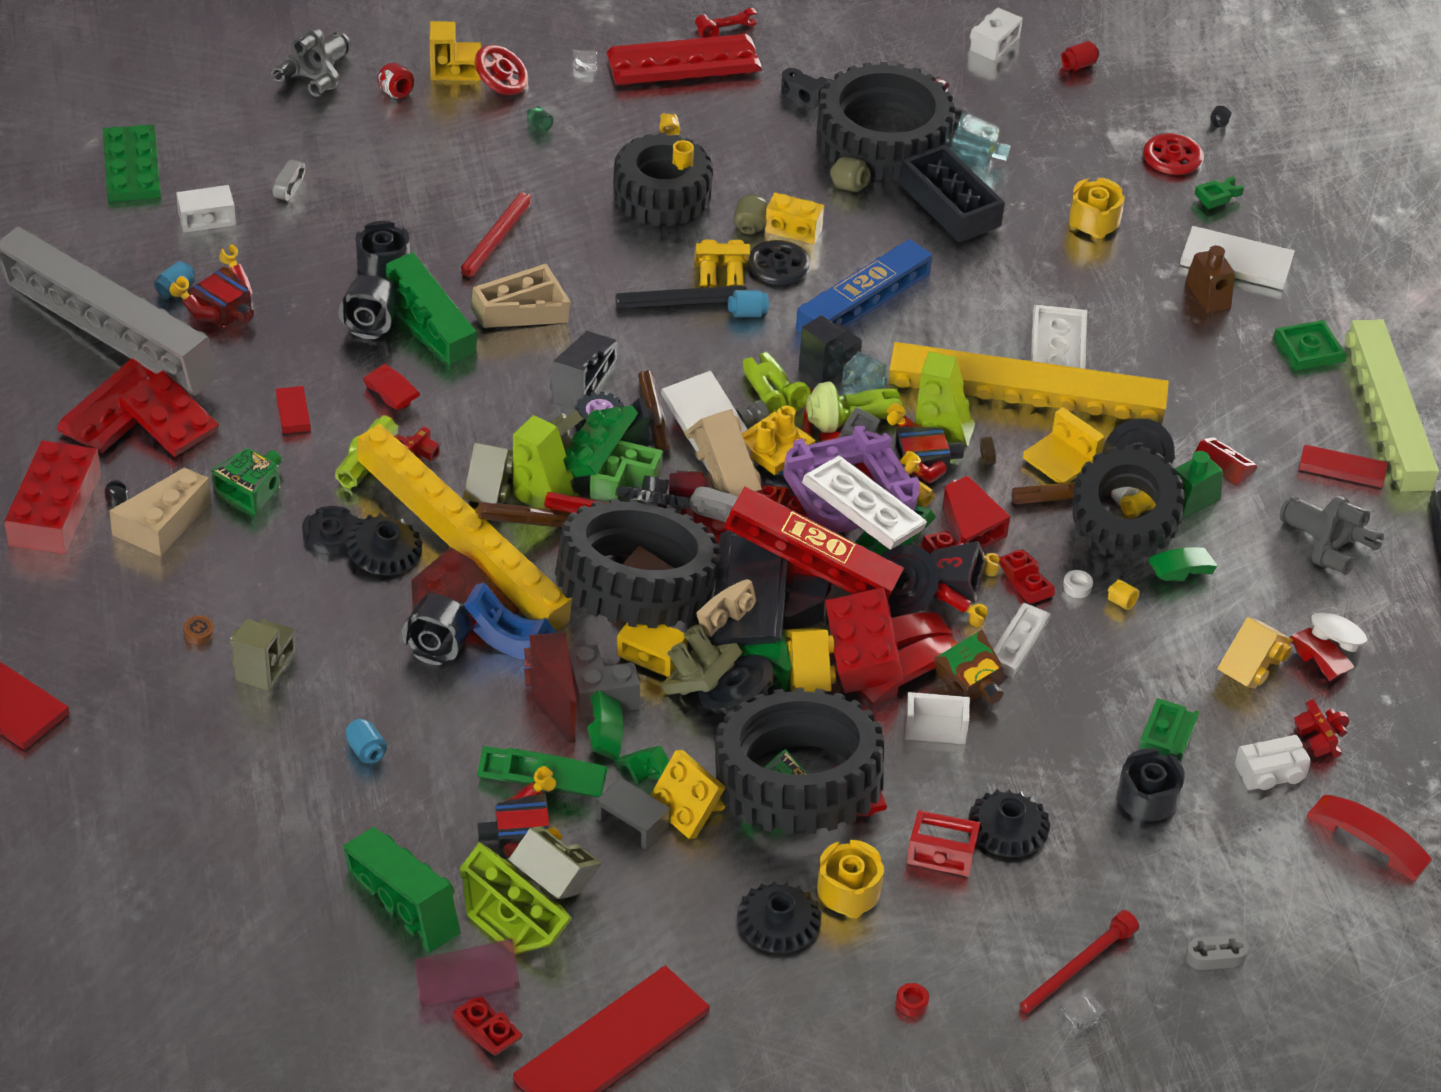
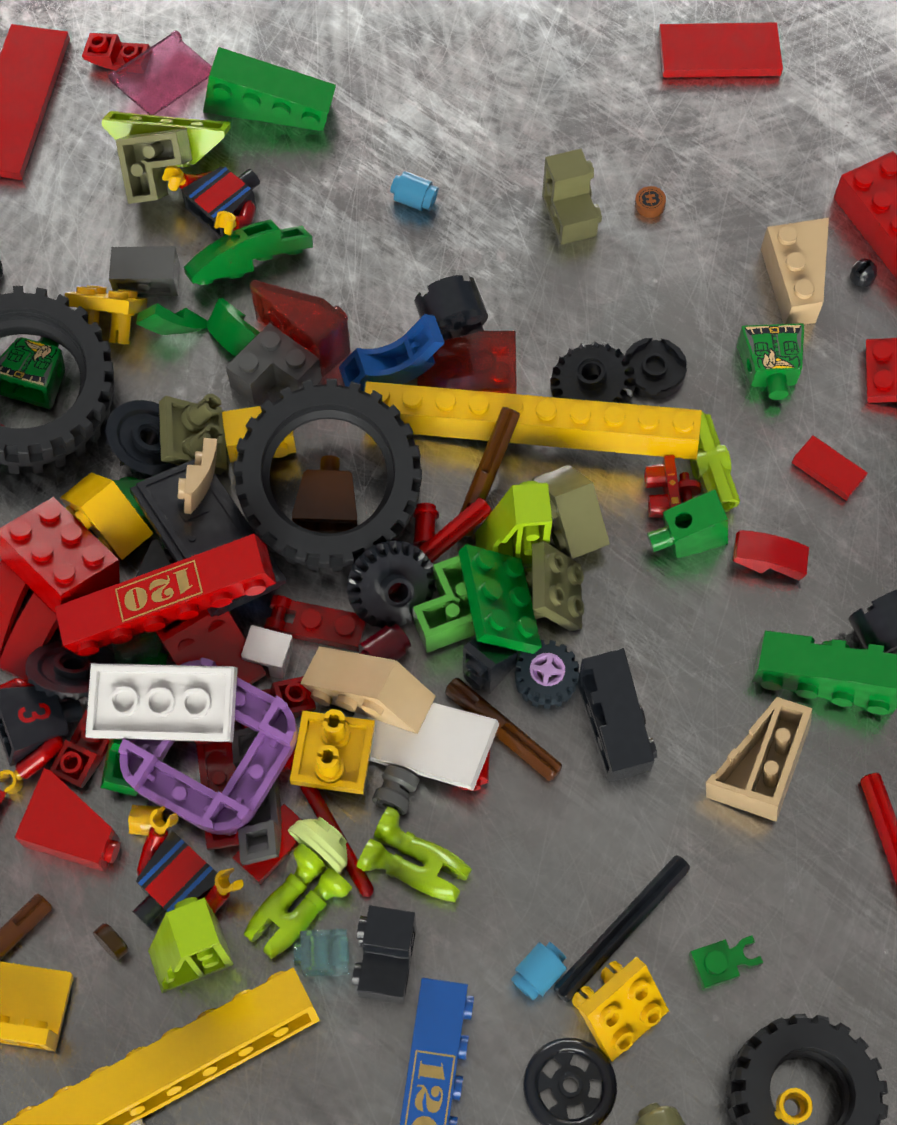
camera: 145 degrees right, 20 degrees up
(423, 408) = (692, 526): none -> green torso
(642, 257) = (720, 964): none -> green plate
(715, 504) = (323, 621): light grey beam -> none

